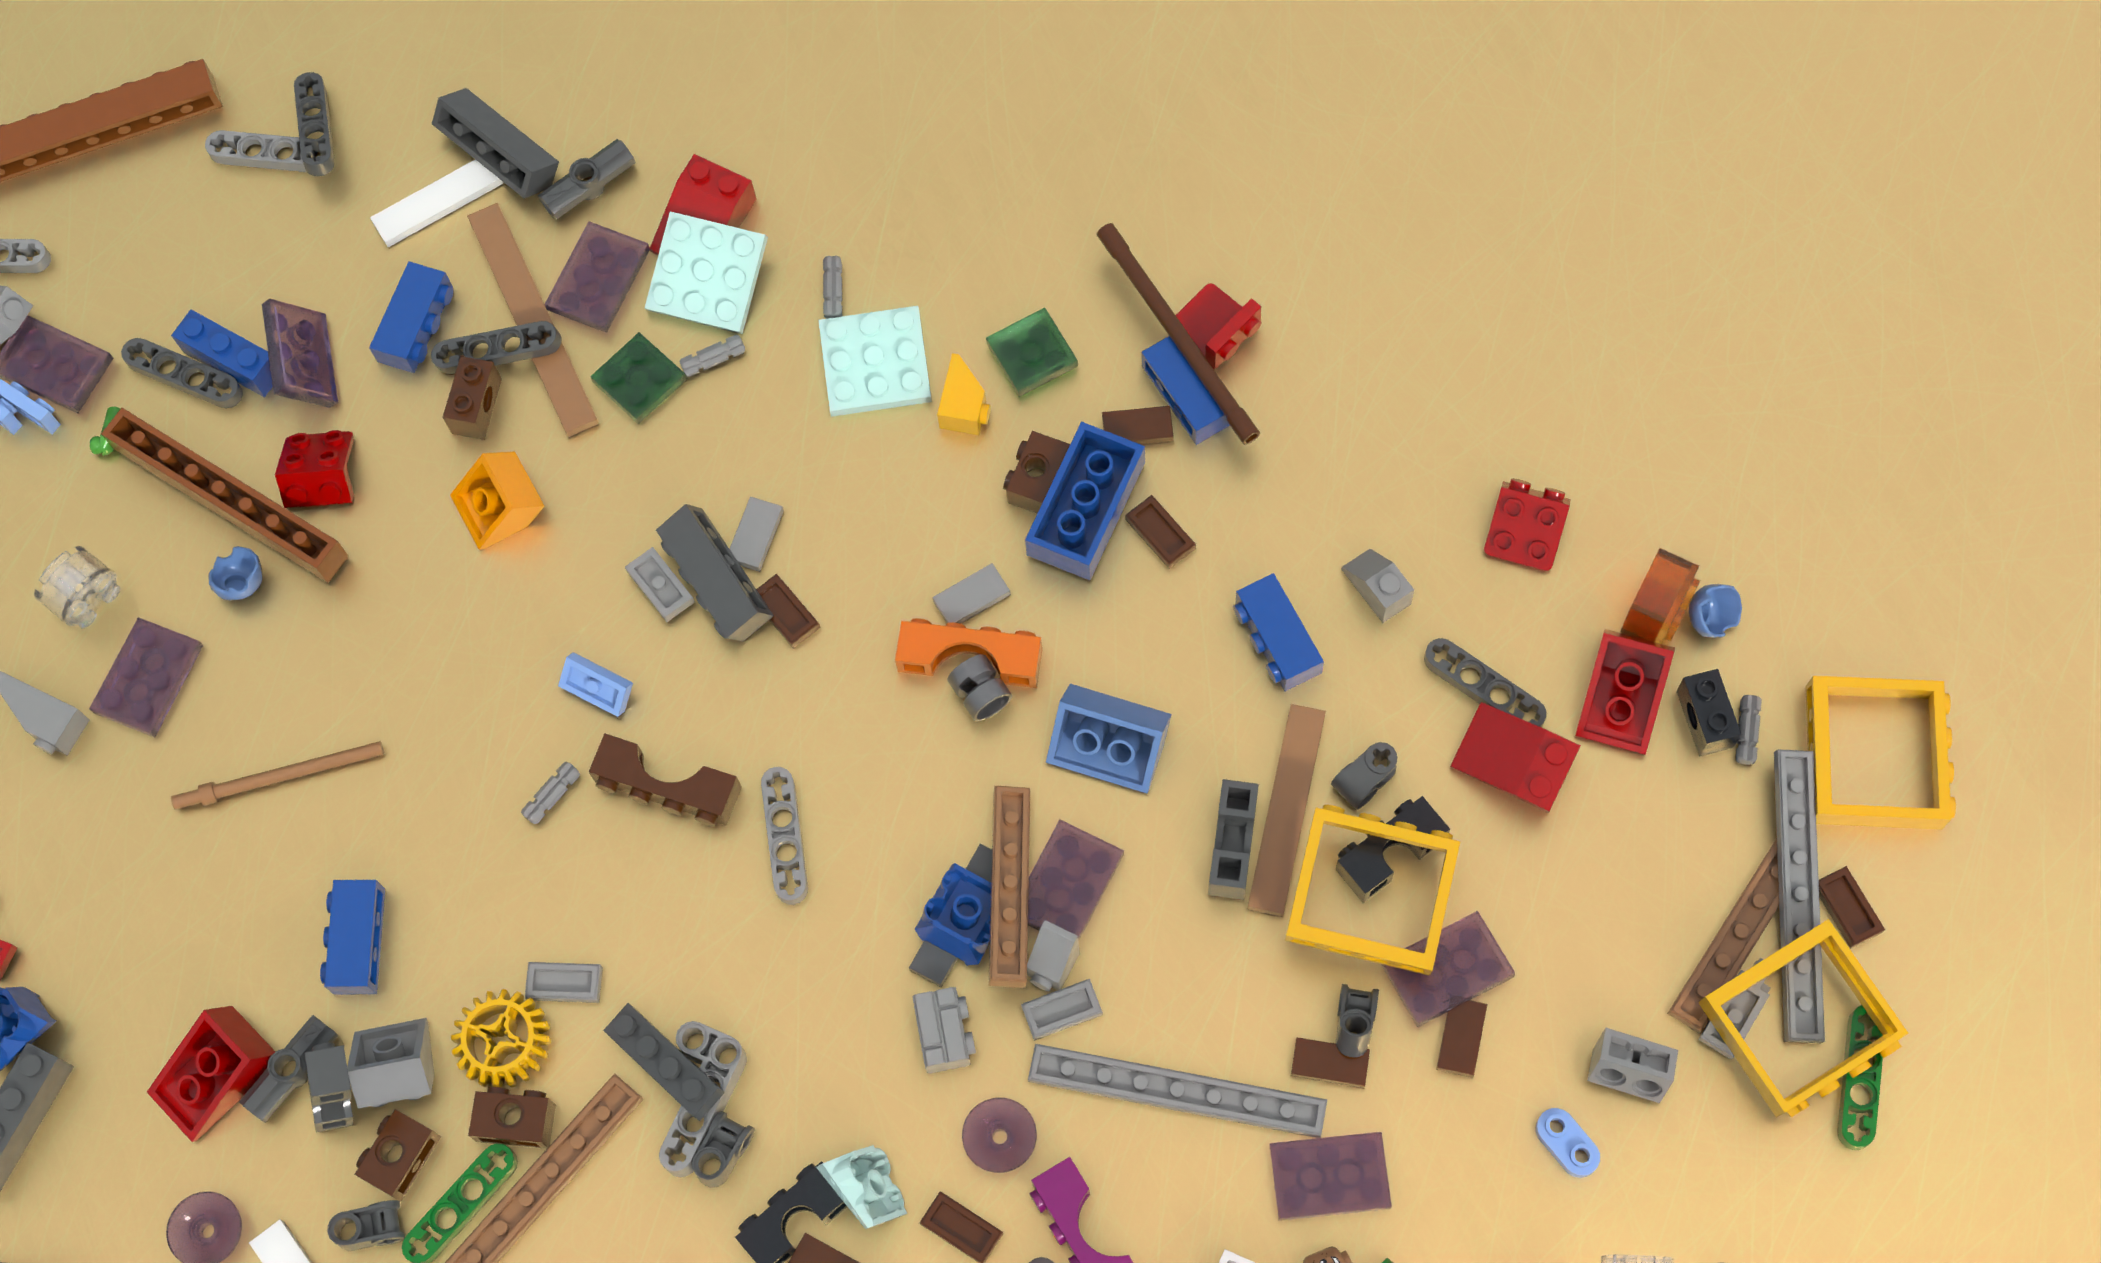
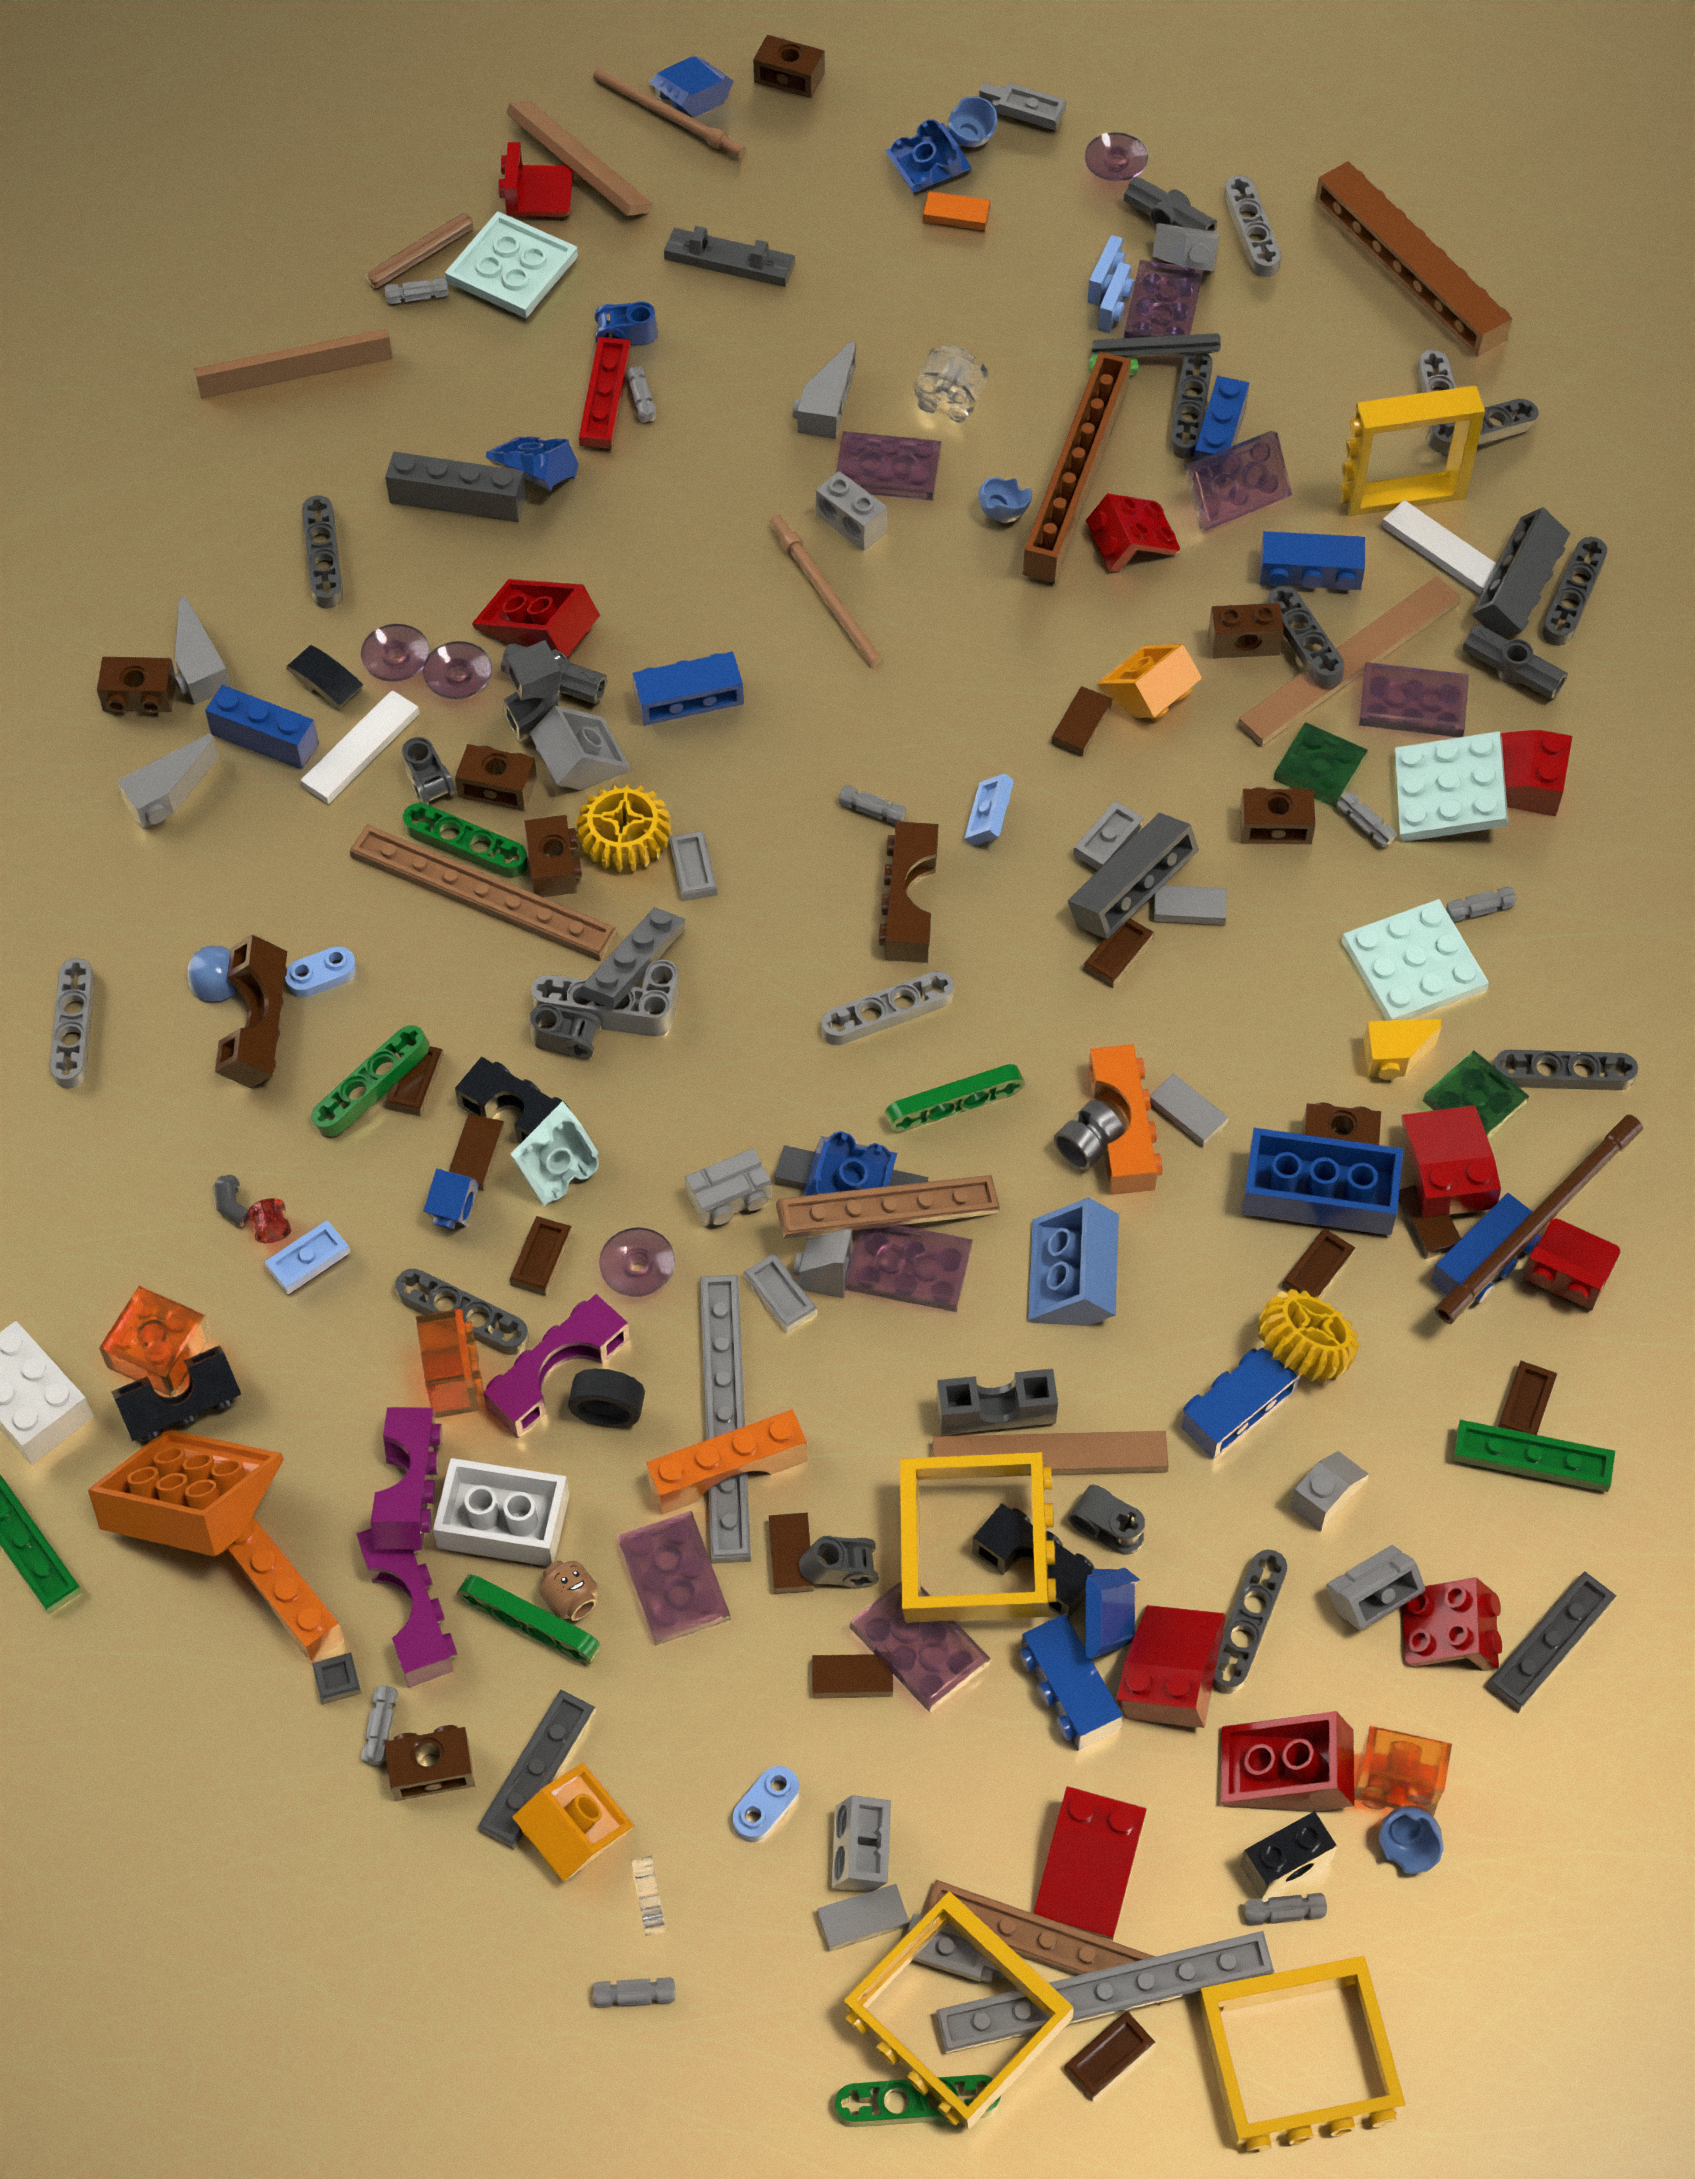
camera: 70 degrees right, 10 degrees down
(103, 384) = (1159, 345): none -> dark grey axle
(195, 724) = (851, 511): none -> light grey brick
(233, 1165) = (455, 660): none -> dish
(336, 139) = (1407, 412): none -> yellow window
(518, 574) = (1082, 720): none -> reddish brown tile
(526, 103) = (1577, 591): none -> dark grey beam
(688, 448) = (1291, 826): none -> reddish brown brick
(903, 798) = (954, 1098): none -> green beam
(1022, 272) = (1563, 1063): none -> dark grey beam
(1094, 387) = (1451, 1161): none -> red slope
(1143, 1195) = (606, 1398): none -> black tyre
(1231, 1097) = (762, 1446): none -> orange arch
(1238, 556) = (1307, 1335): none -> yellow gear
(1332, 402) = (1527, 1398): none -> reddish brown tile
(1387, 412) = (1534, 1455): none -> green plate
(1464, 797) = (1109, 1610): none -> blue slope
(1484, 572) = (1376, 1587): none -> light grey brick
(1514, 849) = (1070, 1682): none -> blue brick
(1555, 451) = (1551, 1641): none -> dark grey tile
(1681, 877) = (1090, 1862): none -> red slope
(1691, 1085) = (863, 1917): none -> light grey tile

